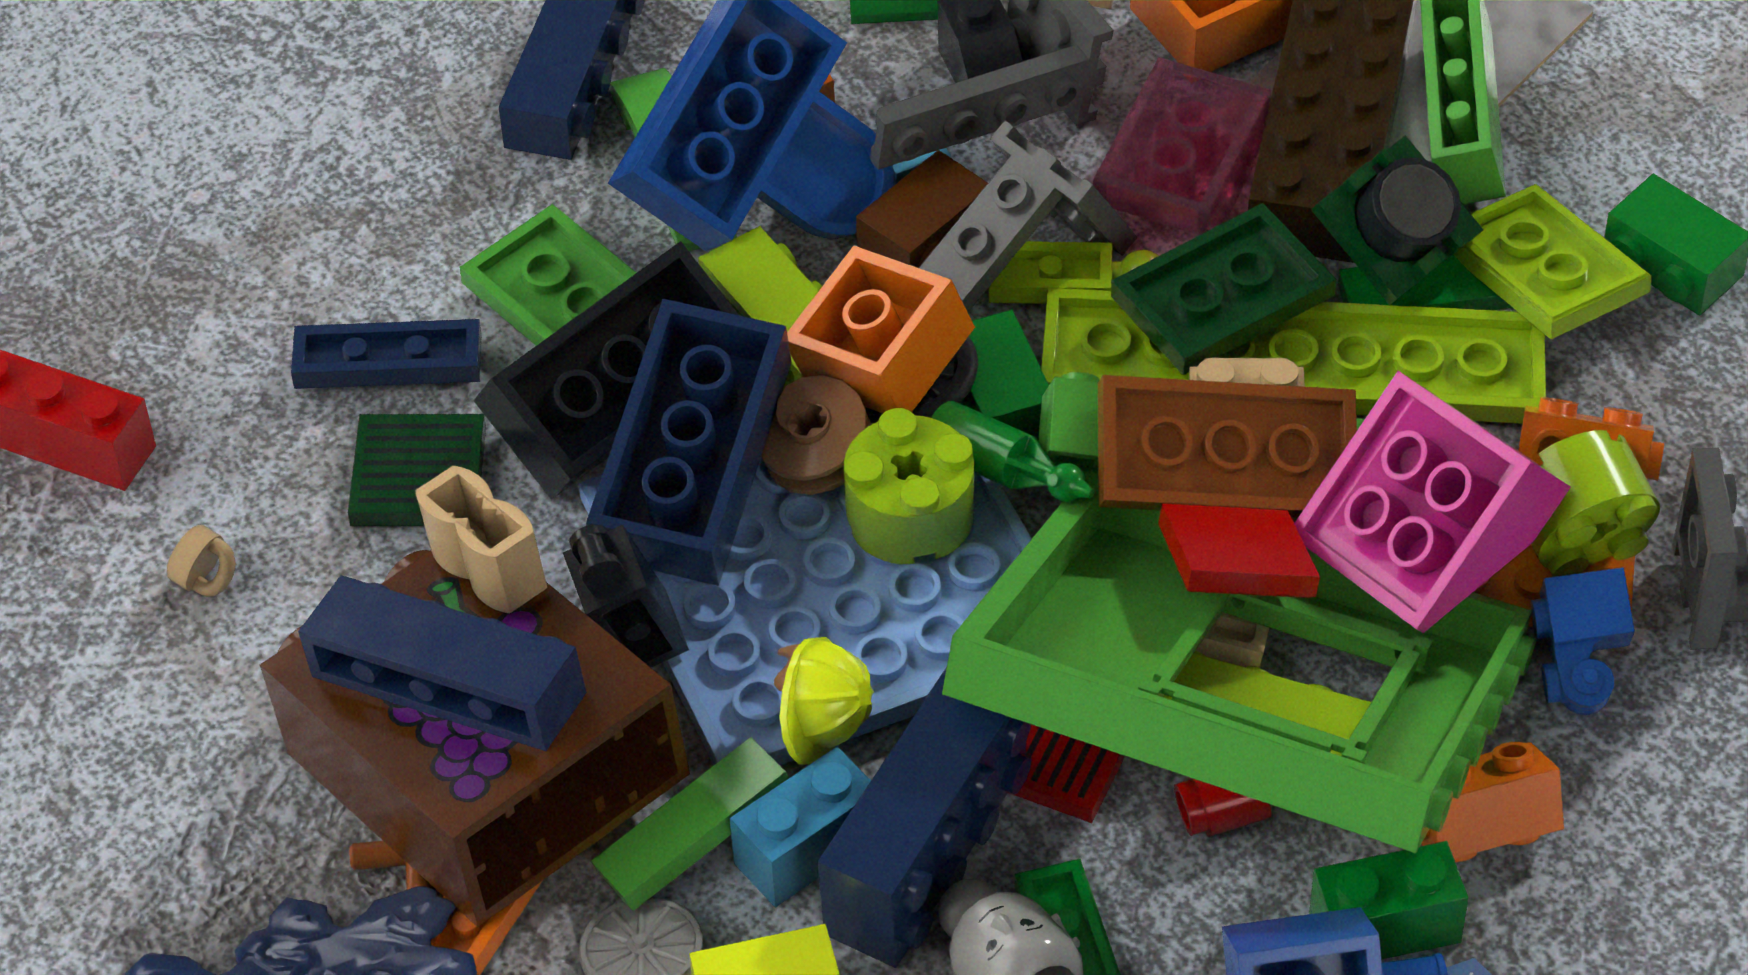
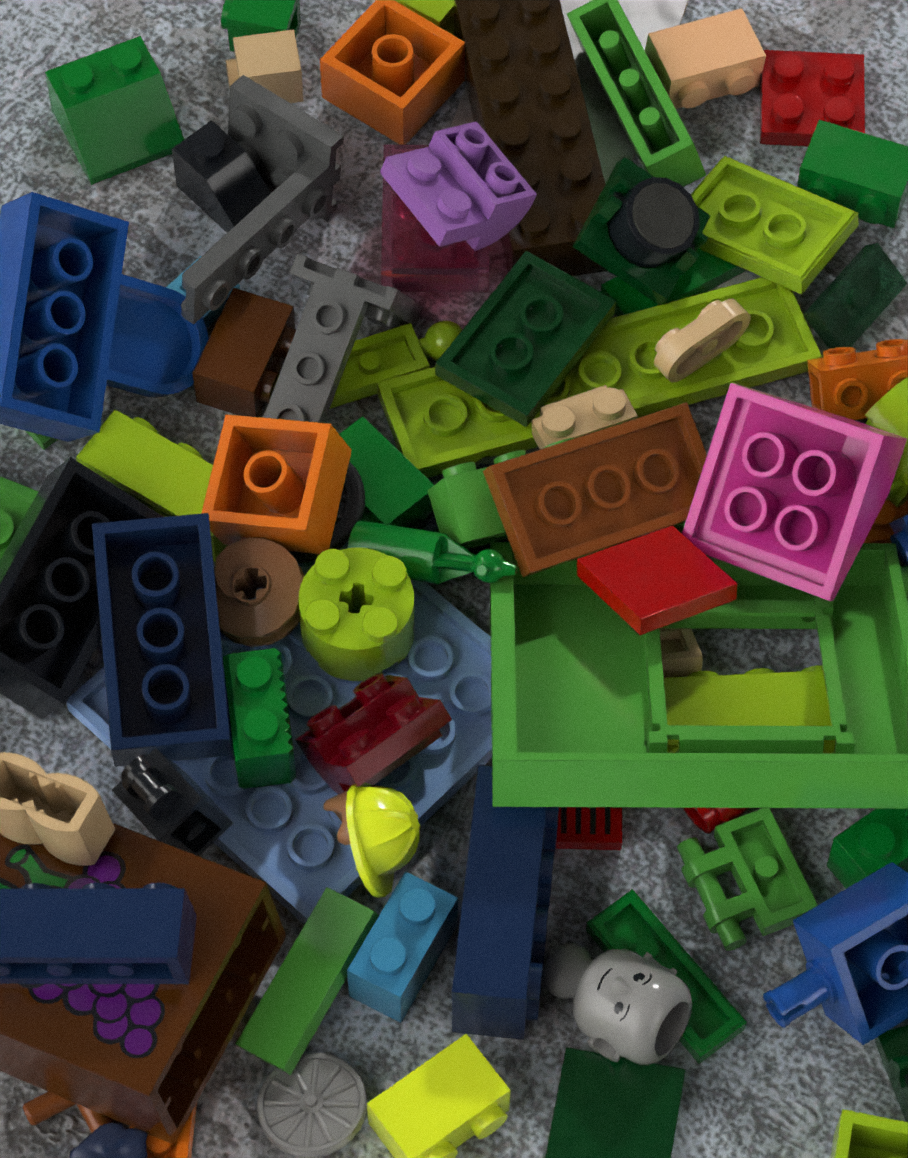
camera: 25 degrees left, 10 degrees up
(759, 554) = (259, 718): none -> green brick
(870, 608) = (371, 732): none -> dark red brick
(1211, 112) = (460, 187): none -> medium lavender brick
(1231, 885) = (763, 870): none -> bright green plate
(1413, 345) = (702, 340): none -> tan plate
(1559, 84) = (707, 58): none -> light nougat brick
(1614, 363) = (855, 297): none -> clear green plate
(1671, 144) = (807, 88): none -> red plate

